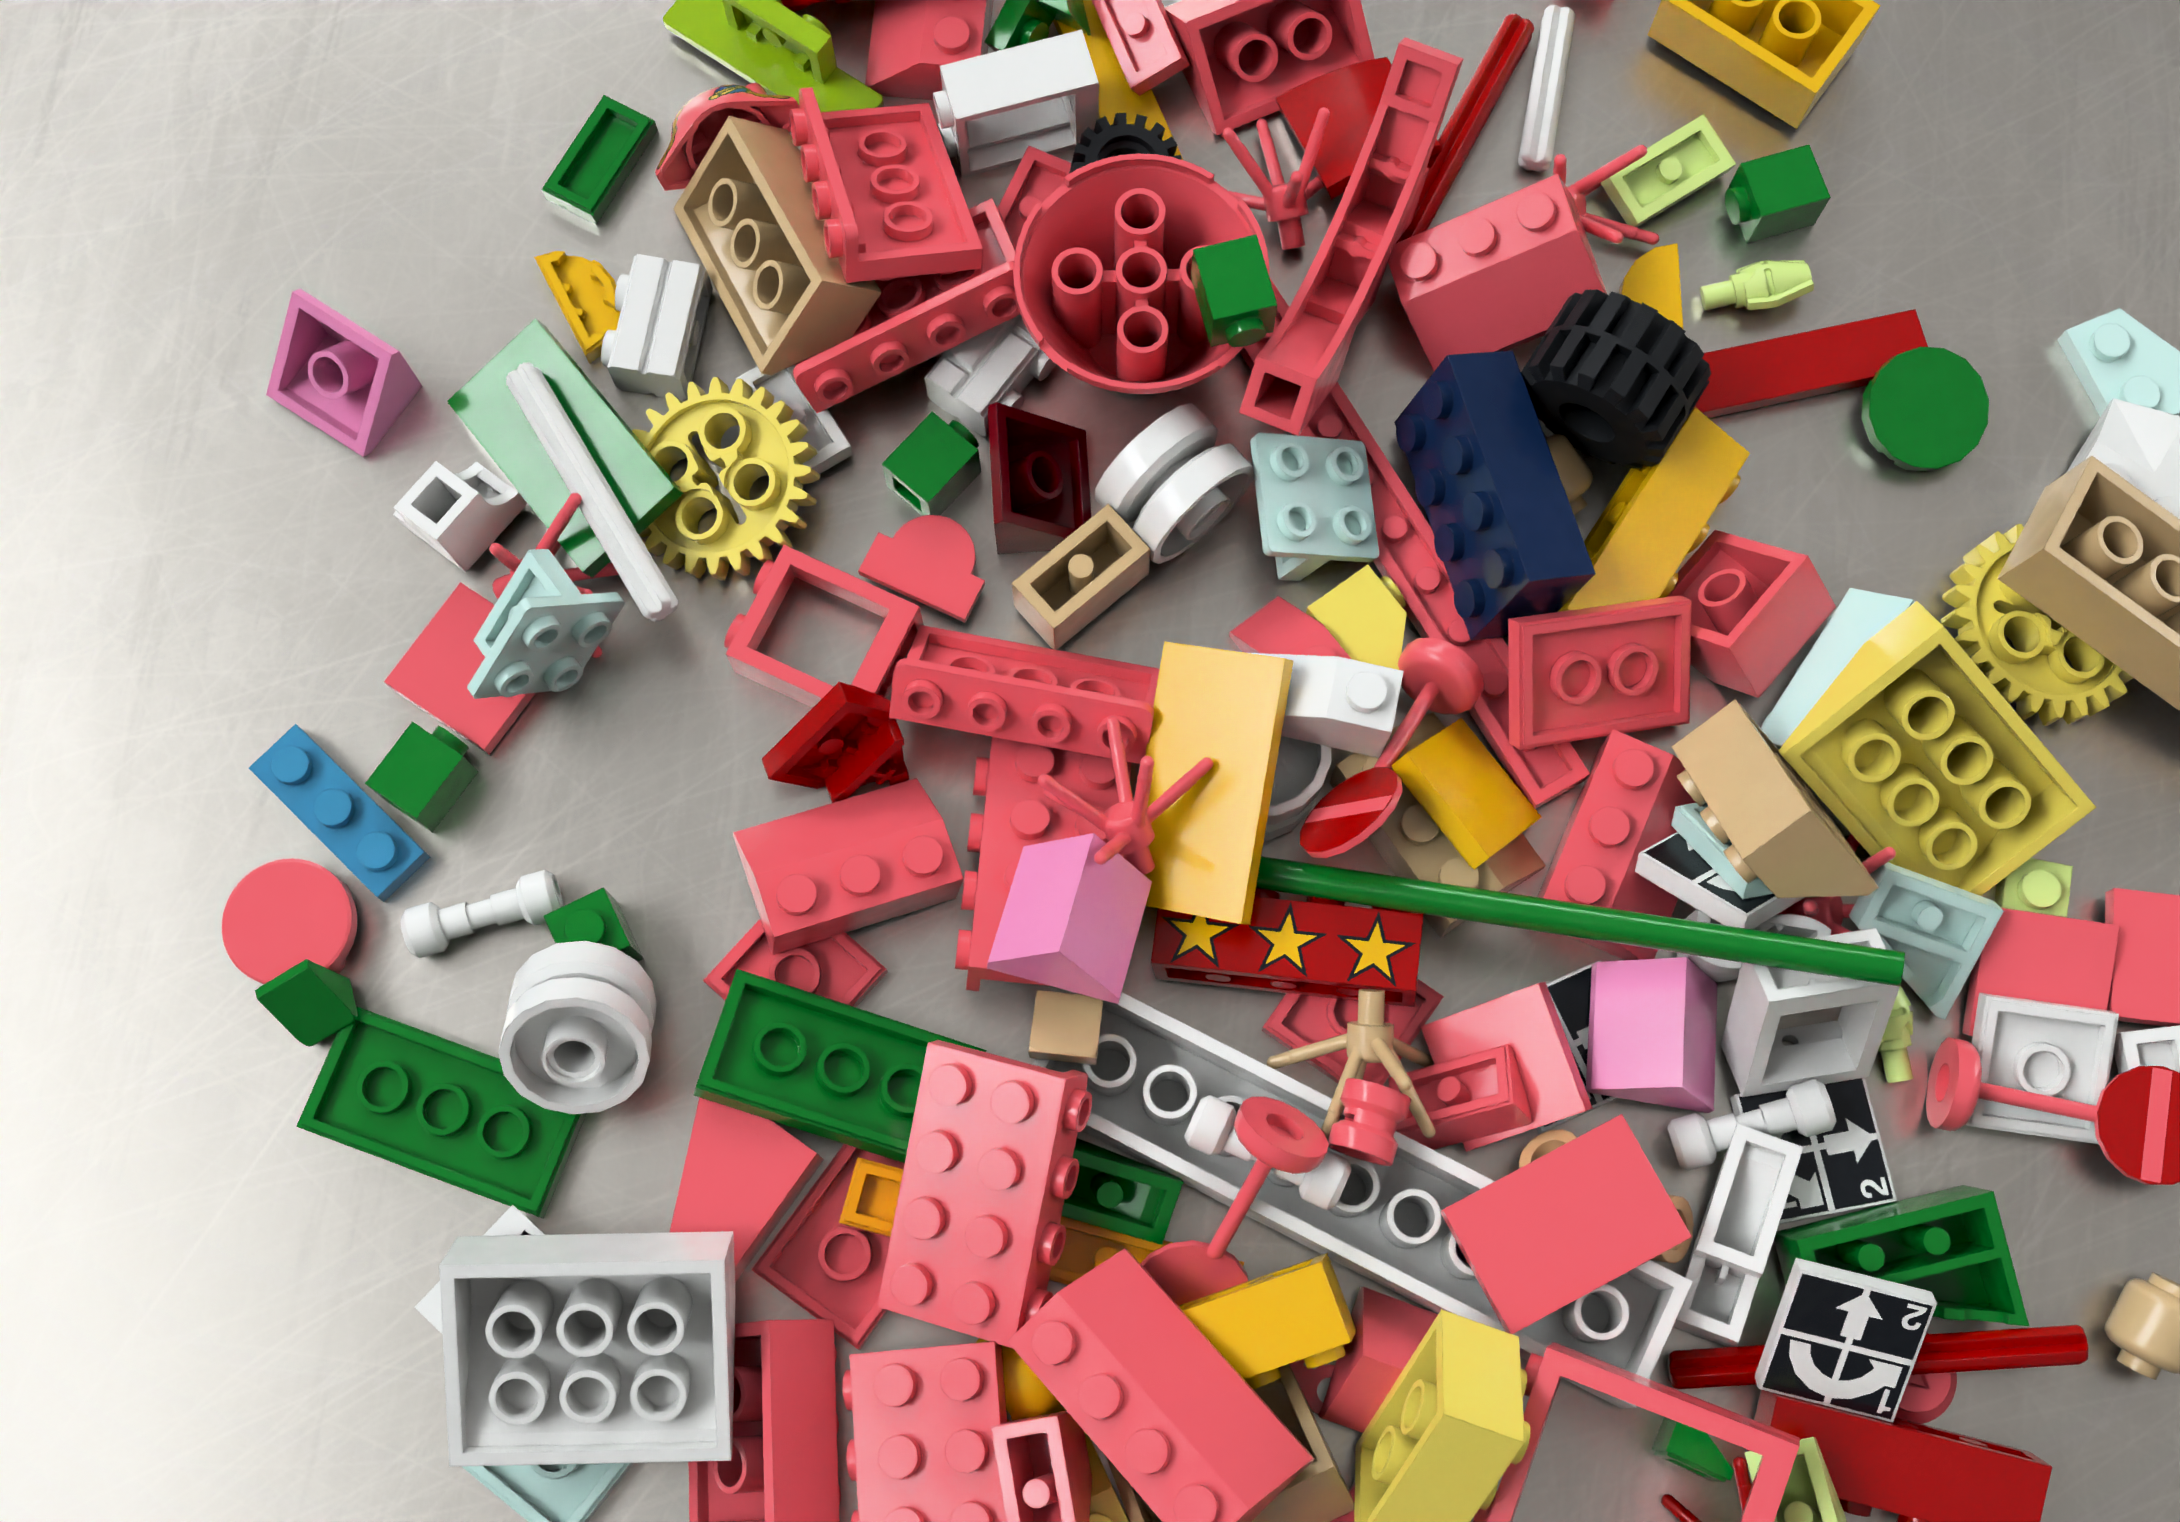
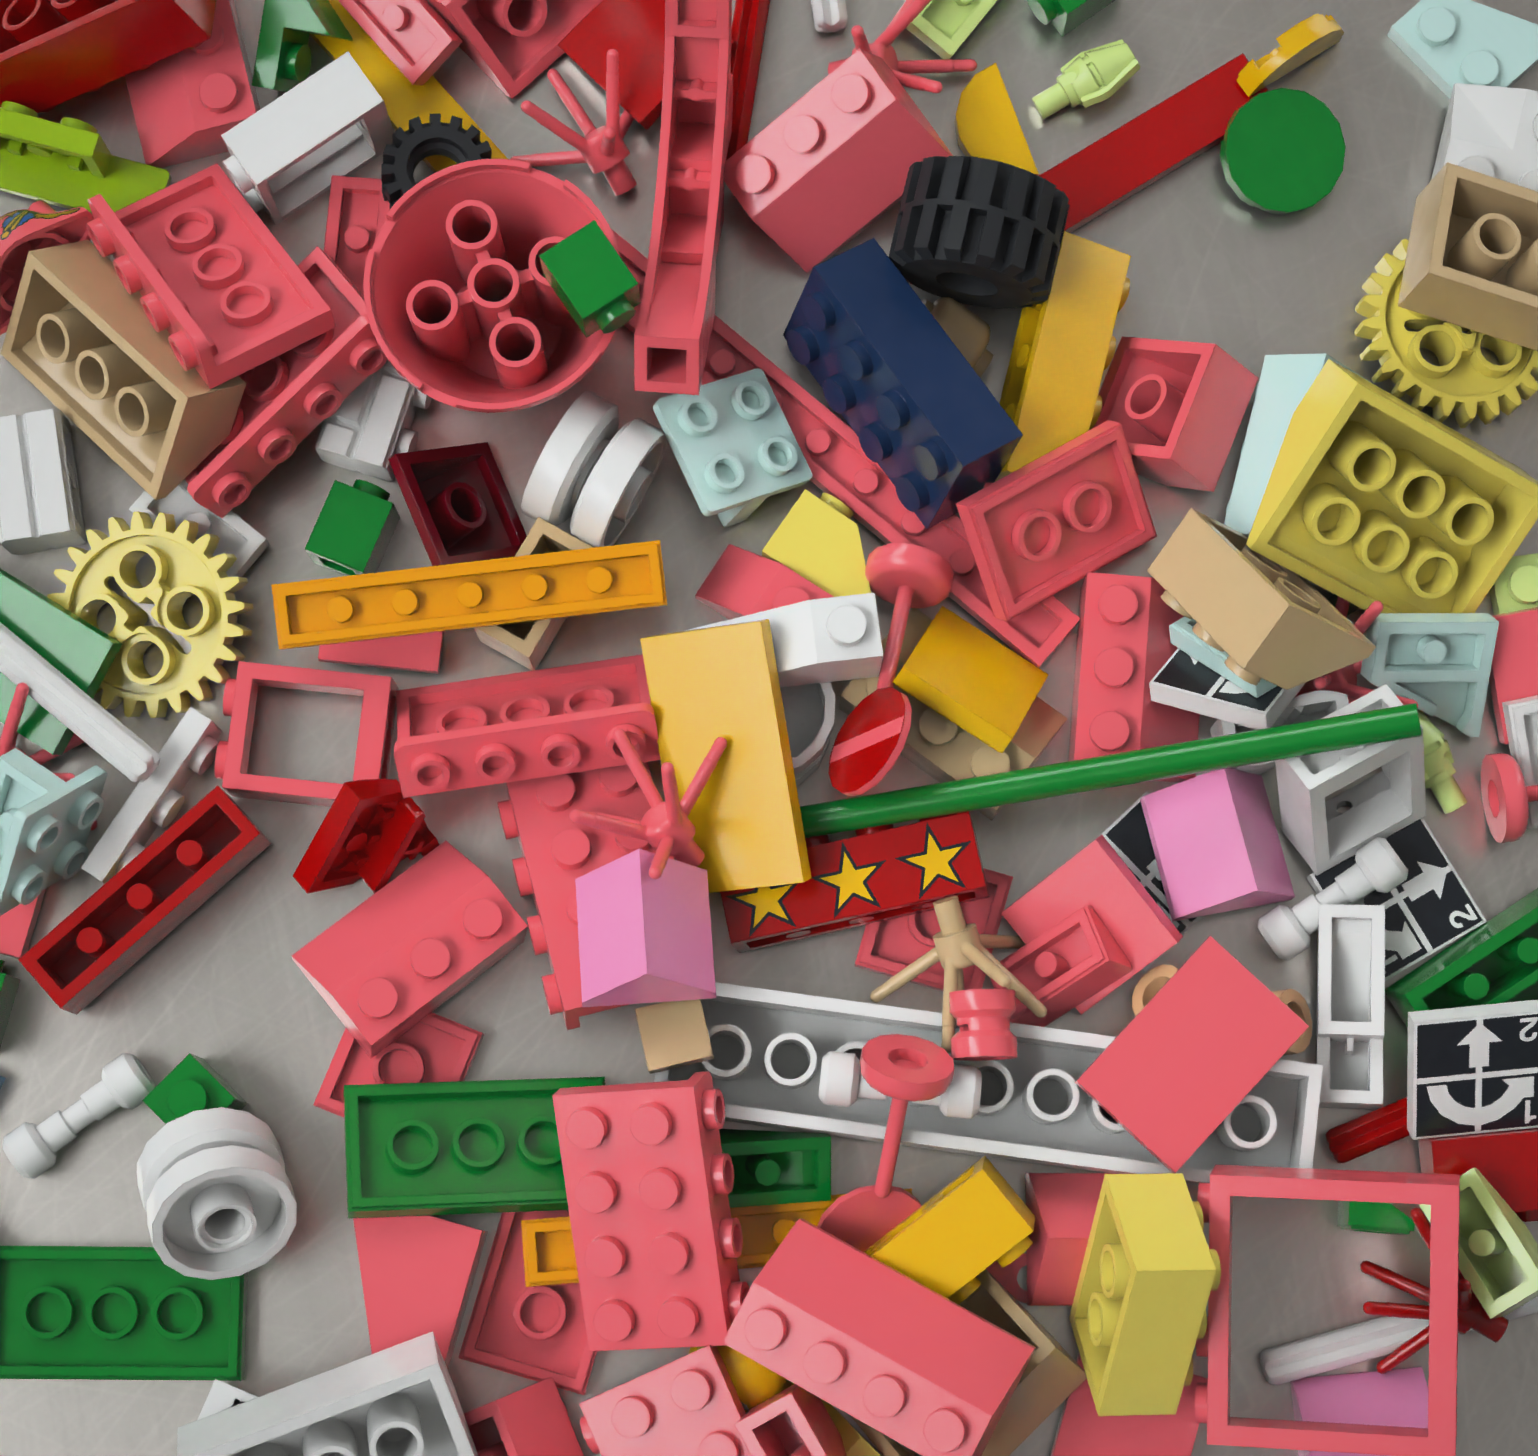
camera: 20 degrees left, 5 degrees up
(615, 735) = (144, 901): none -> red brick
(659, 647) = (158, 798): none -> white plate
(1019, 551) = (469, 595): none -> light orange tile
(1976, 316) = (1296, 48): none -> yellow tile

